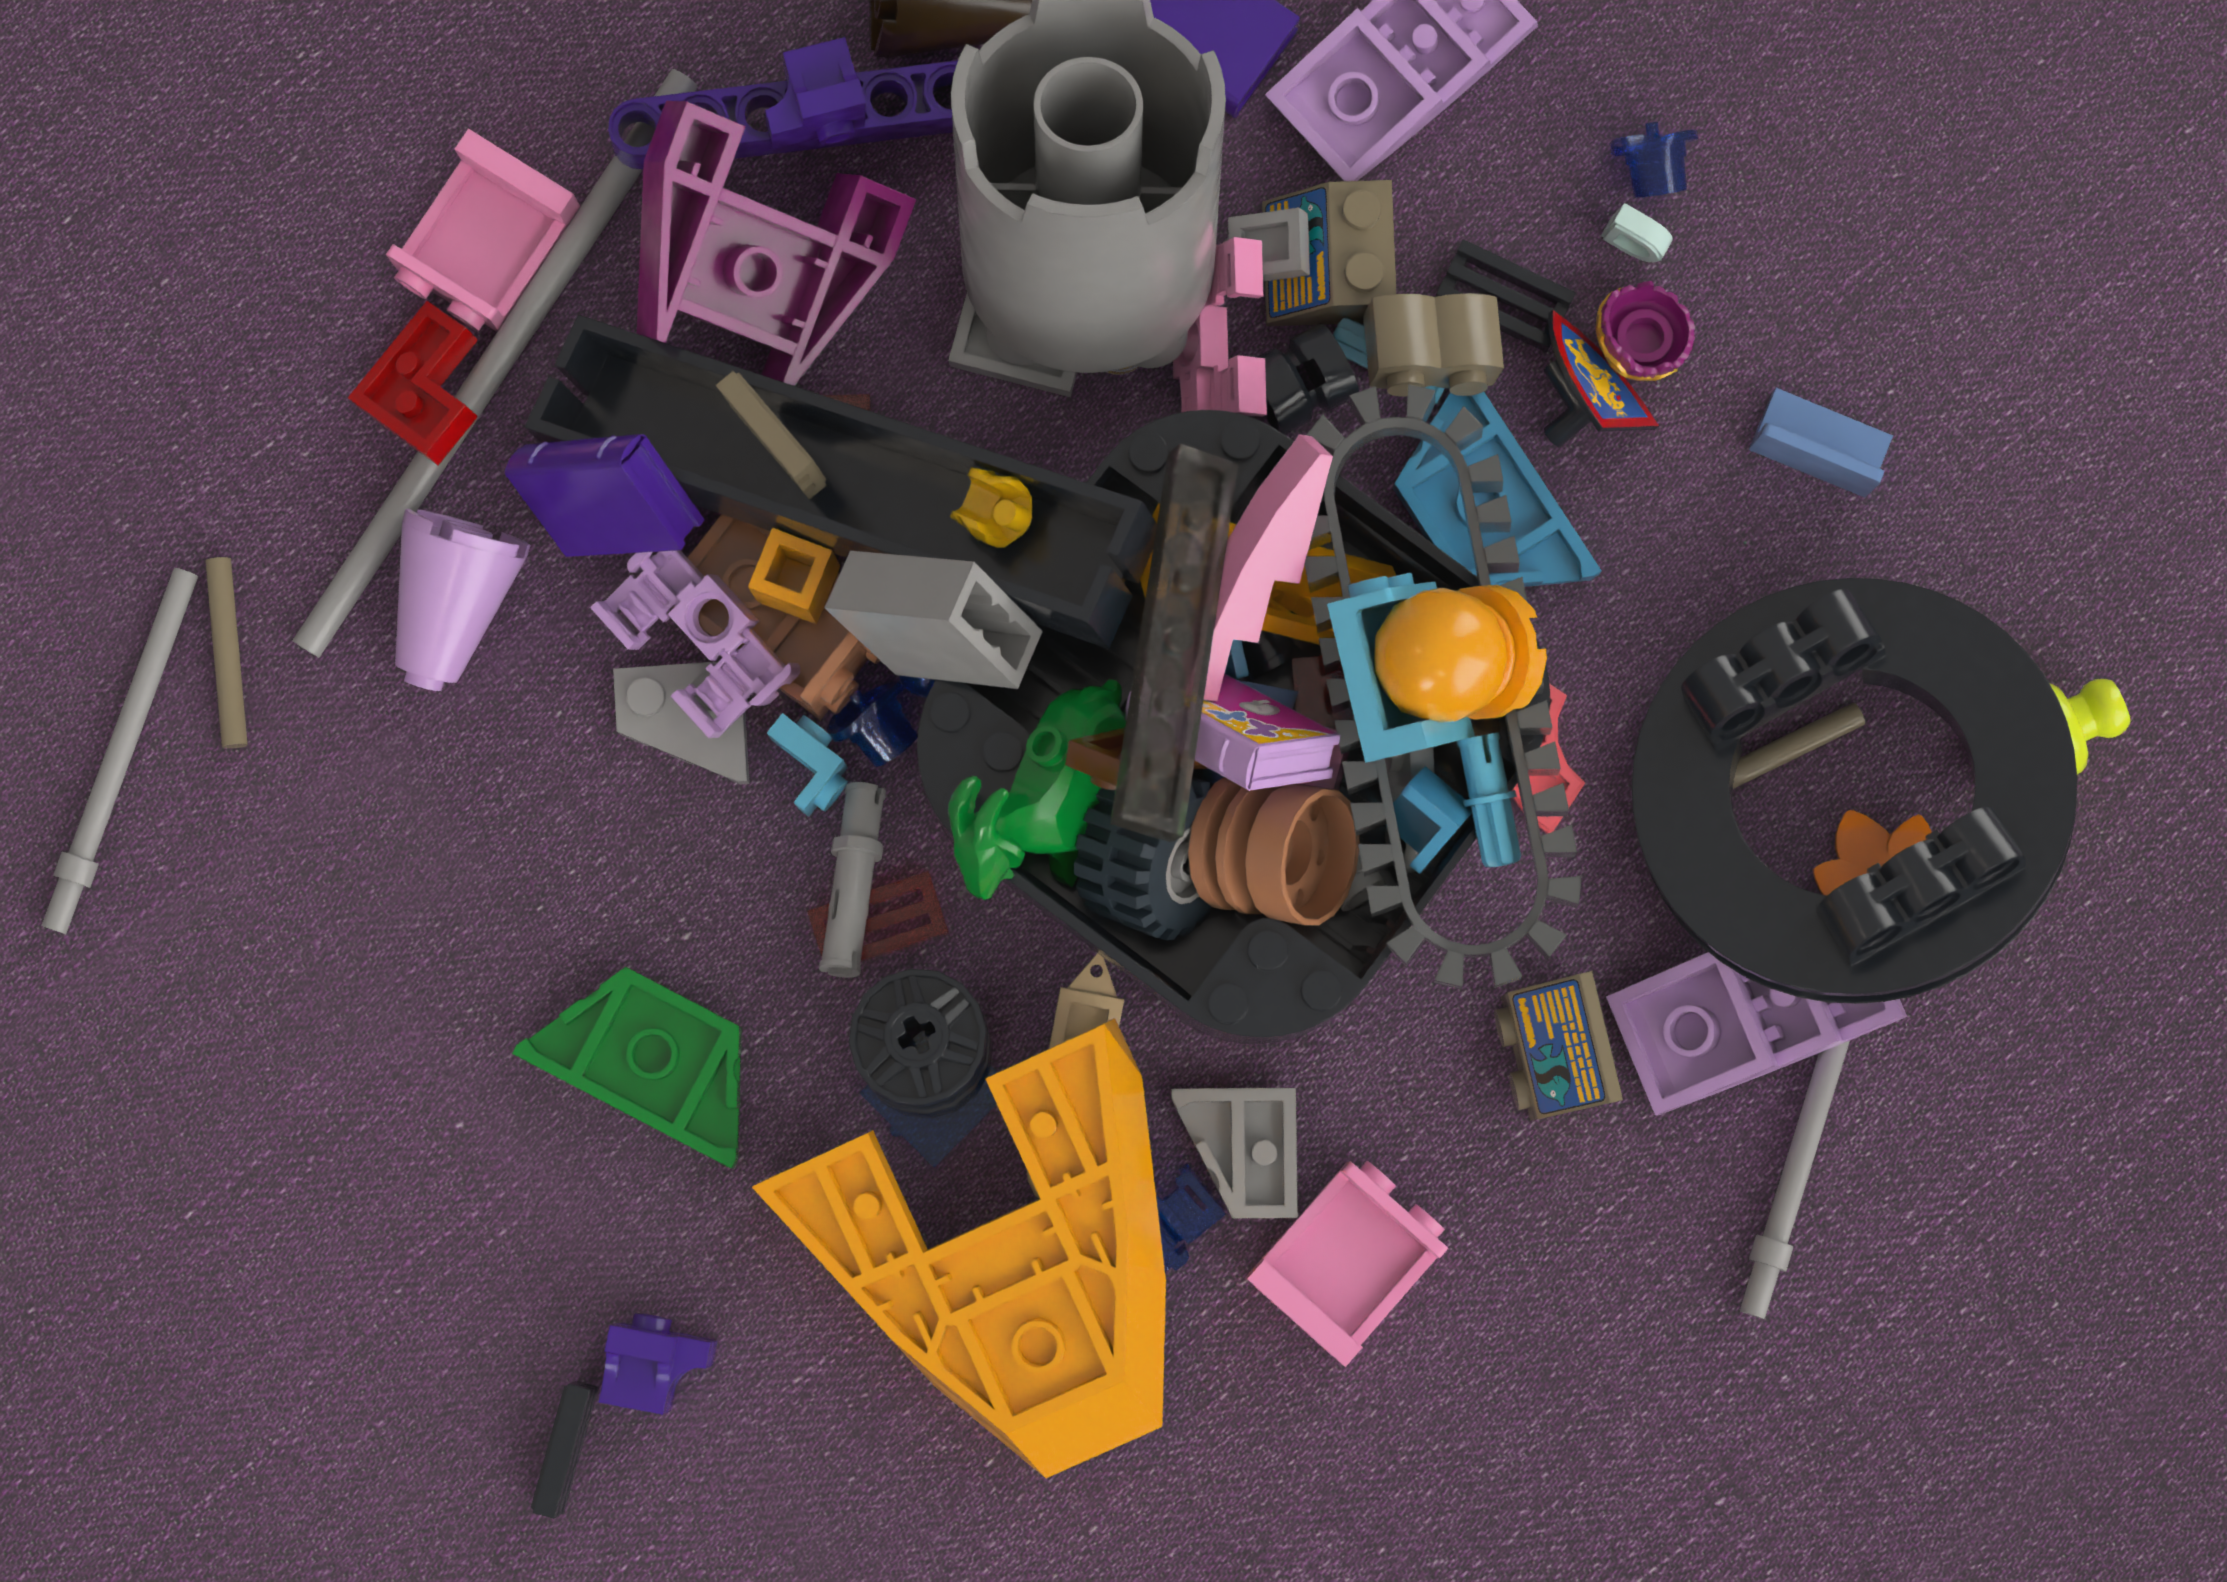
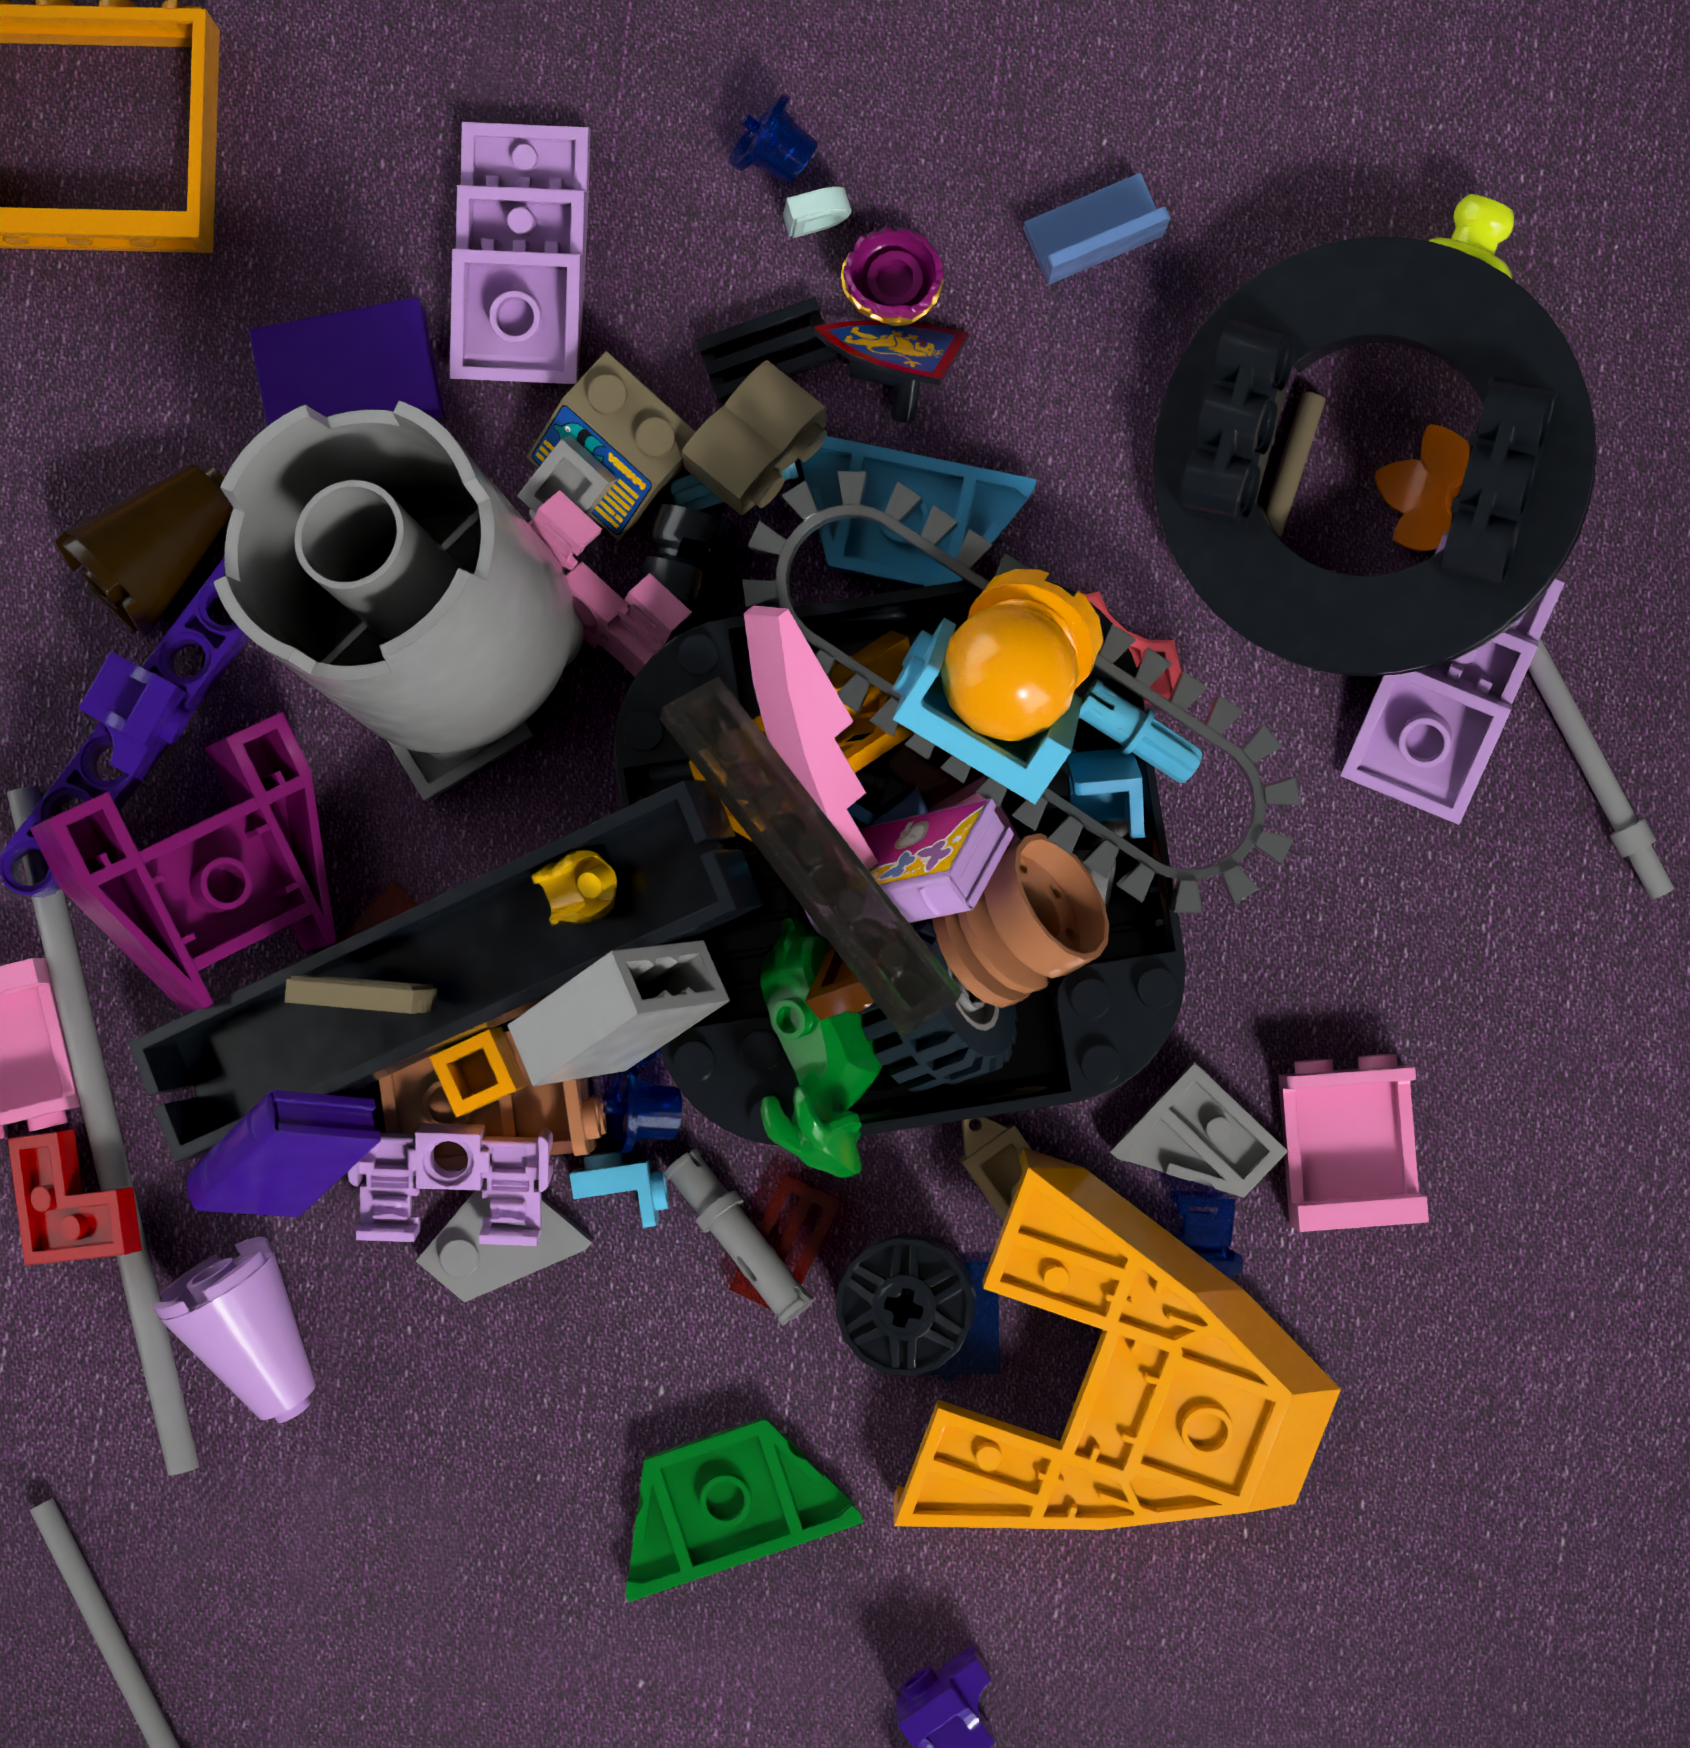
camera: 45 degrees left, 5 degrees up
(226, 652) = (129, 1530): dark tan bar -> none
(1558, 1047) = (1352, 848): slope -> none

